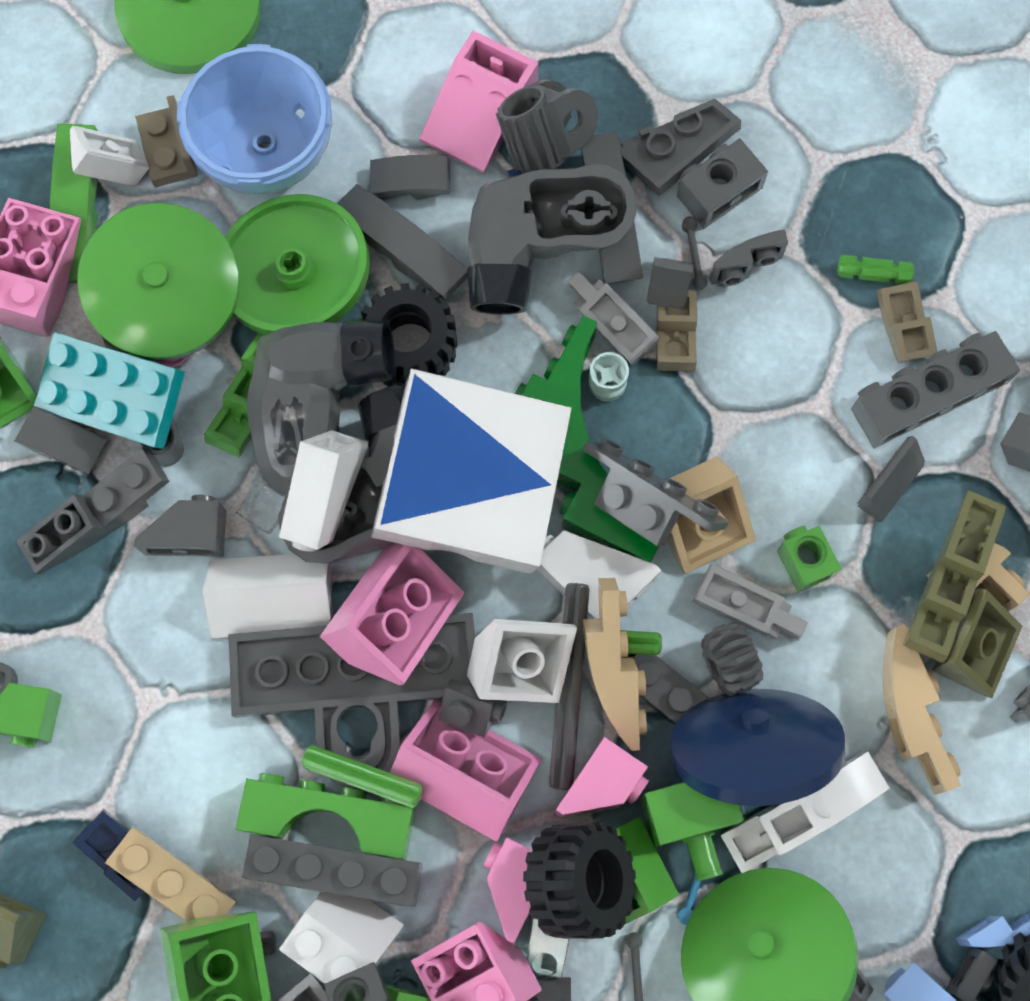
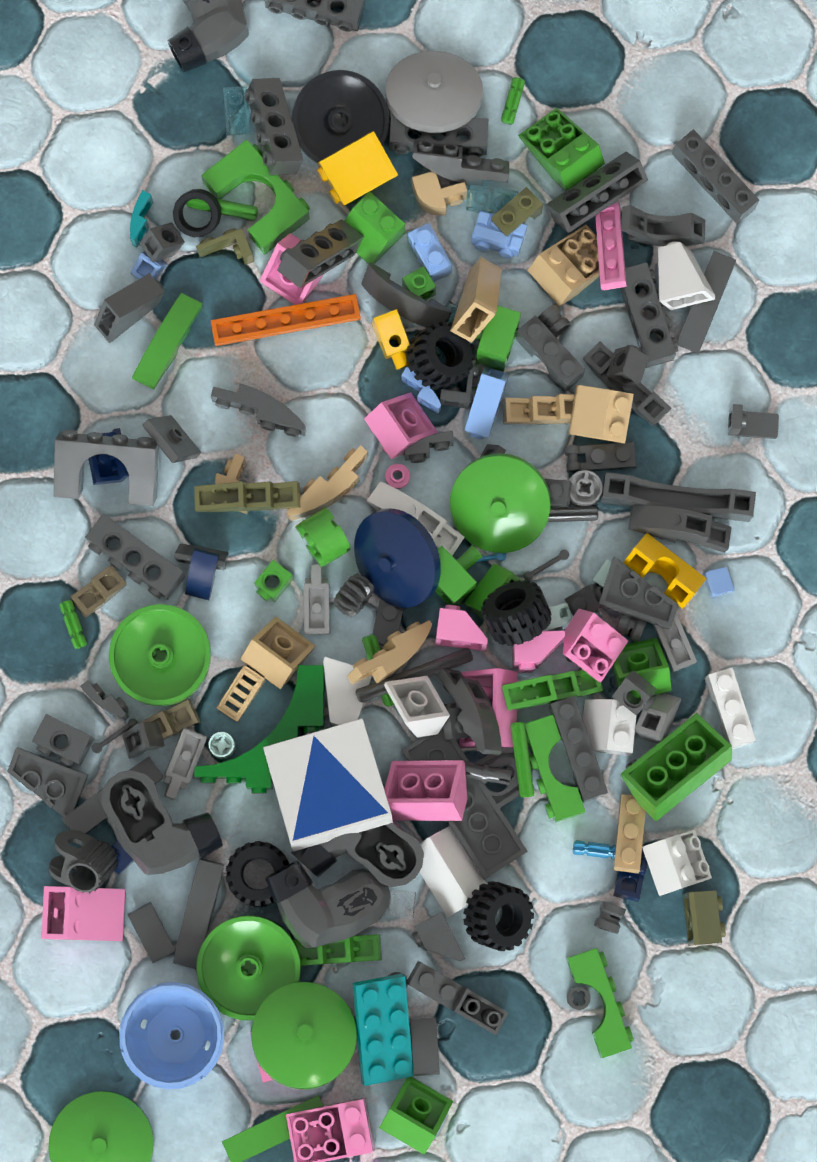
camera: 120 degrees left, 5 degrees up
(73, 784) = (609, 923): none -> dark grey wheel
(88, 929) = (677, 862): none -> white slope
(106, 156) = (236, 1123): white slope -> none
(137, 625) = (483, 910): none -> black tyre
(164, 147) = (204, 1098): dark tan bracket -> none
(181, 816) = (593, 849): none -> dark azure axle
(321, 488) = (380, 862): white slope -> none
(371, 714) = (488, 773): none -> dark grey pin
(443, 873) = (549, 689): none -> bright green slope
(463, 743) = (477, 712): none -> dark grey slope
(644, 499) = (291, 683): dark grey bracket -> none
(662, 456) = (245, 671): none -> tan slope
(777, 353) = (160, 655): none -> bright green dish
(841, 658) = (323, 537): none -> bright green brick
(867, 461) = (201, 574): none -> dark blue slope
(872, 824) = (397, 484): none -> bright pink plate
(912, 879) = (421, 449): none -> dark grey slope
(965, 867) = (399, 424): none -> bright pink slope
(981, 645) = (274, 466): olive slope -> none

